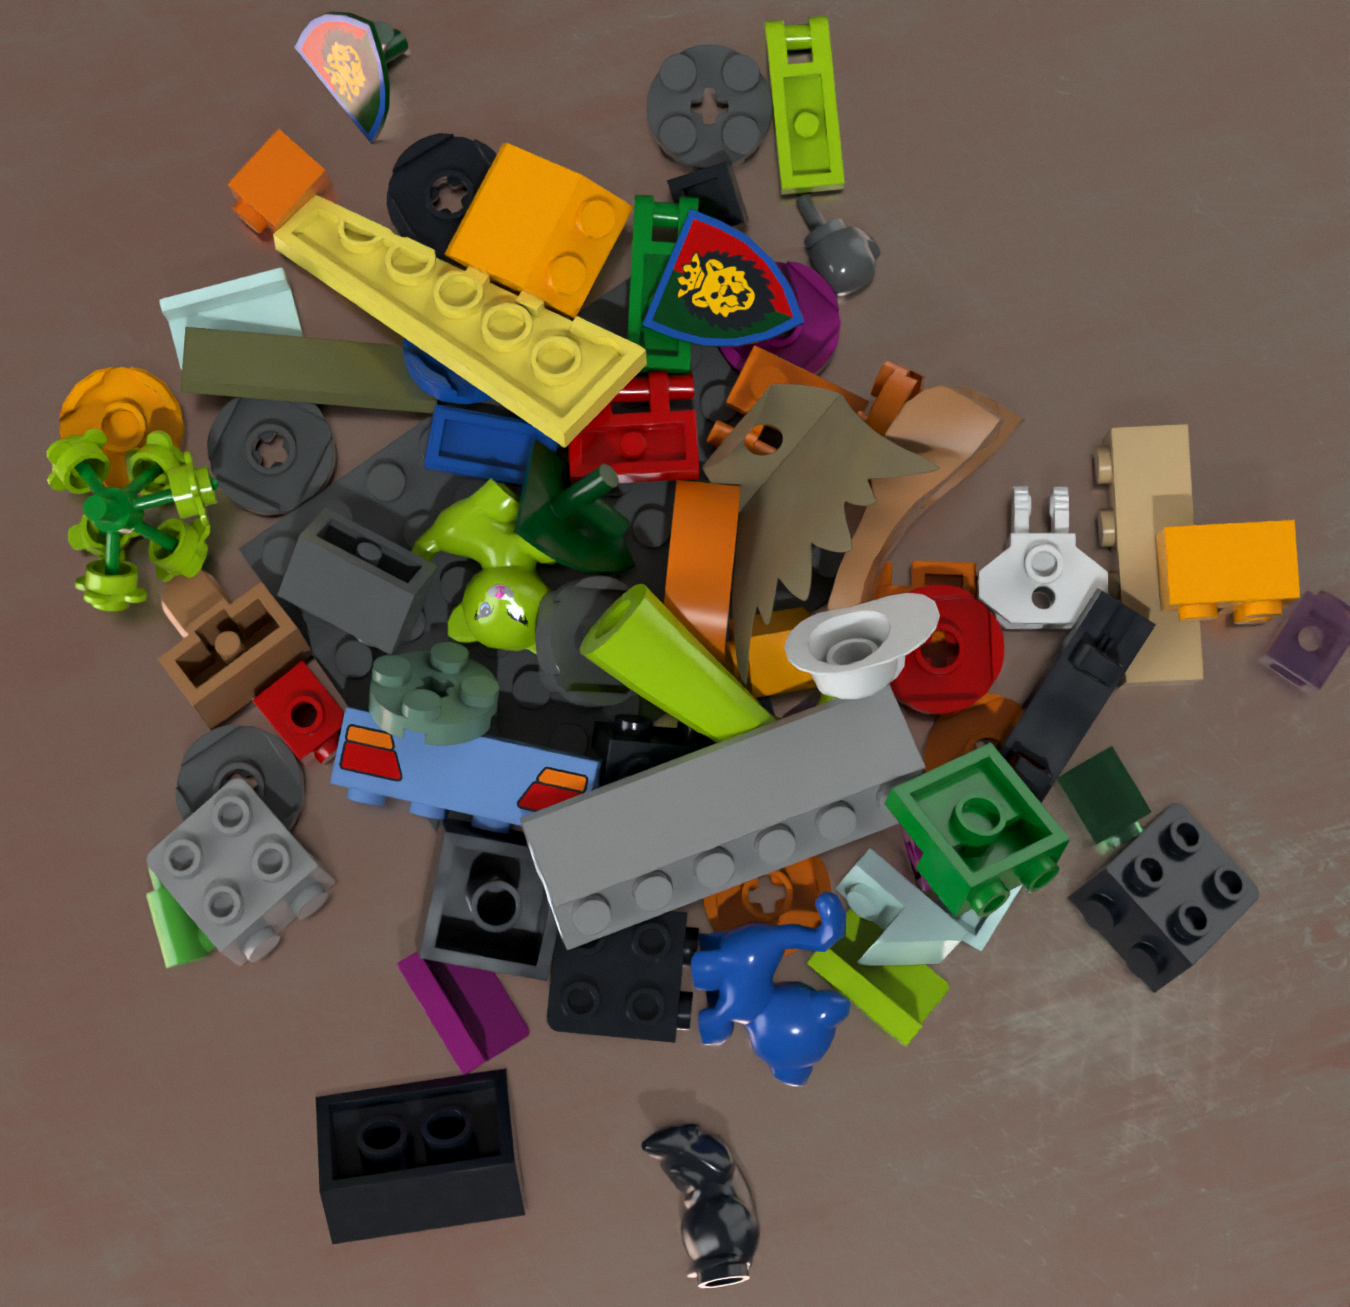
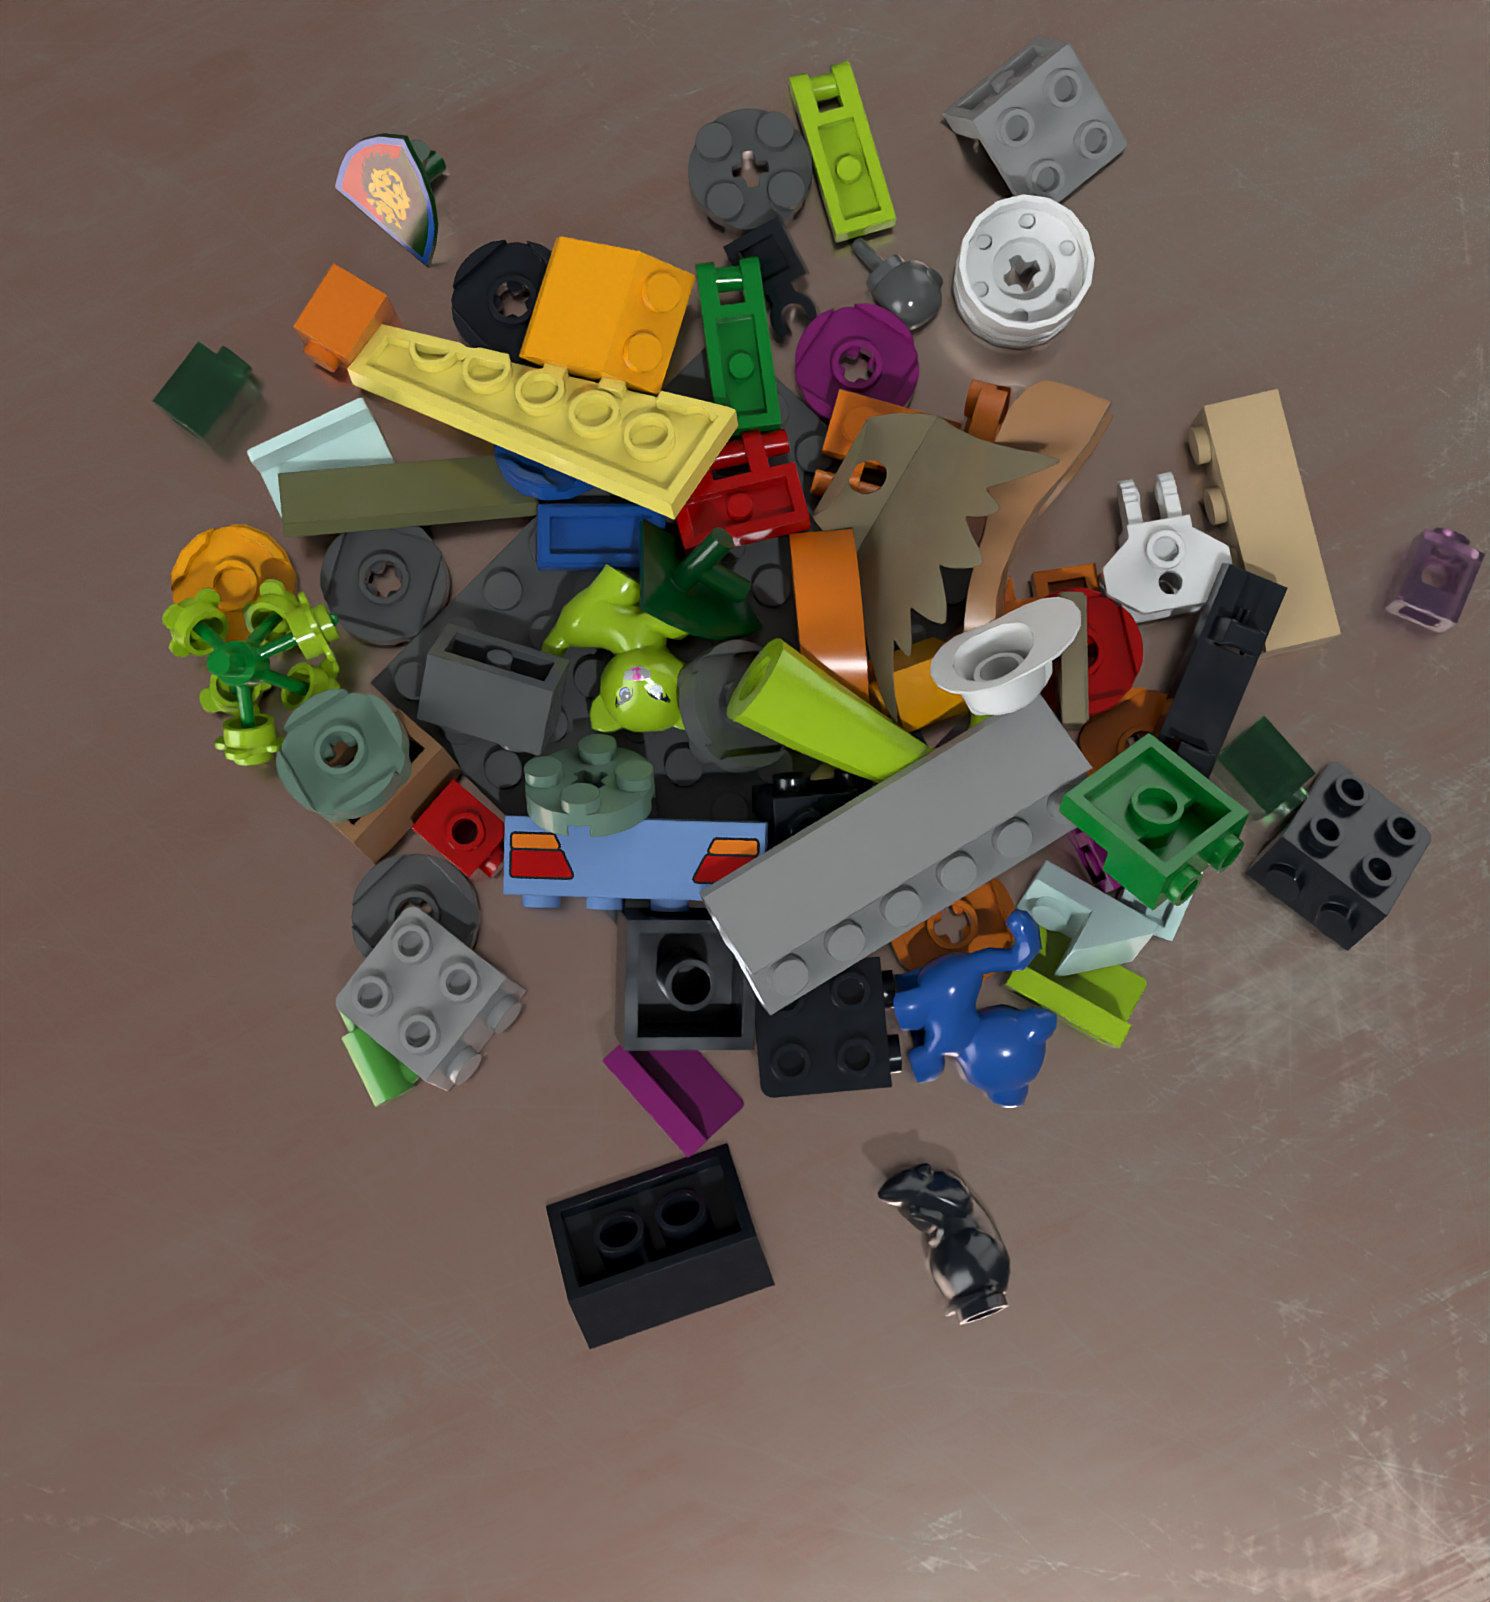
camera: 10 degrees left, 0 degrees up
(131, 234) = (208, 394): none -> clear green brick
(218, 649) = (368, 780): none -> sand green plate
(721, 289) = (797, 339): shield -> none
(927, 666) = (1072, 673): none -> dark tan tile
(977, 231) = (1035, 239): none -> white wheel
(1005, 114) = (1040, 121): none -> light grey bracket
(1228, 570) = (1348, 521): light orange brick -> none

